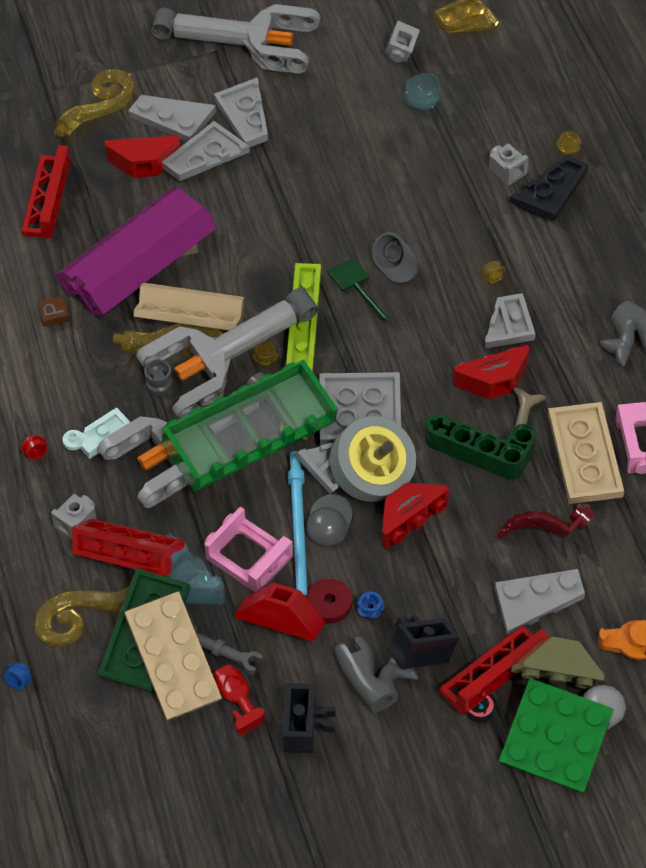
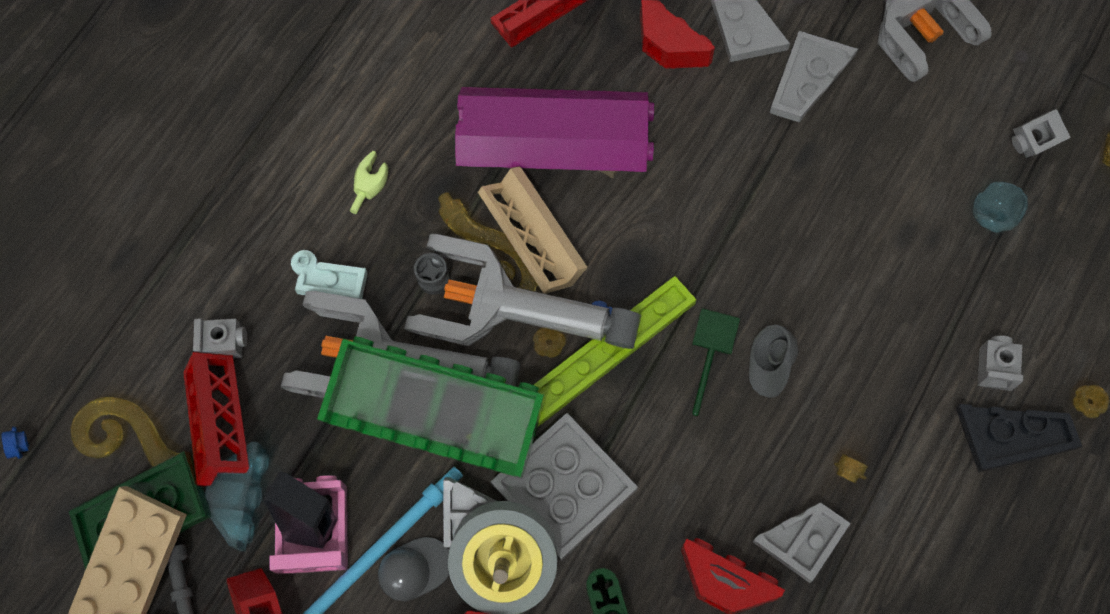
camera: 50 degrees right, 15 degrees up
(34, 447) = (267, 238): red plate -> none
(53, 311) = (429, 120): reddish brown tile -> none
(59, 371) = (367, 184): none -> yellowish green hand
(204, 151) = (726, 82): light grey wing -> none
(240, 538) = (299, 511): none -> black slope

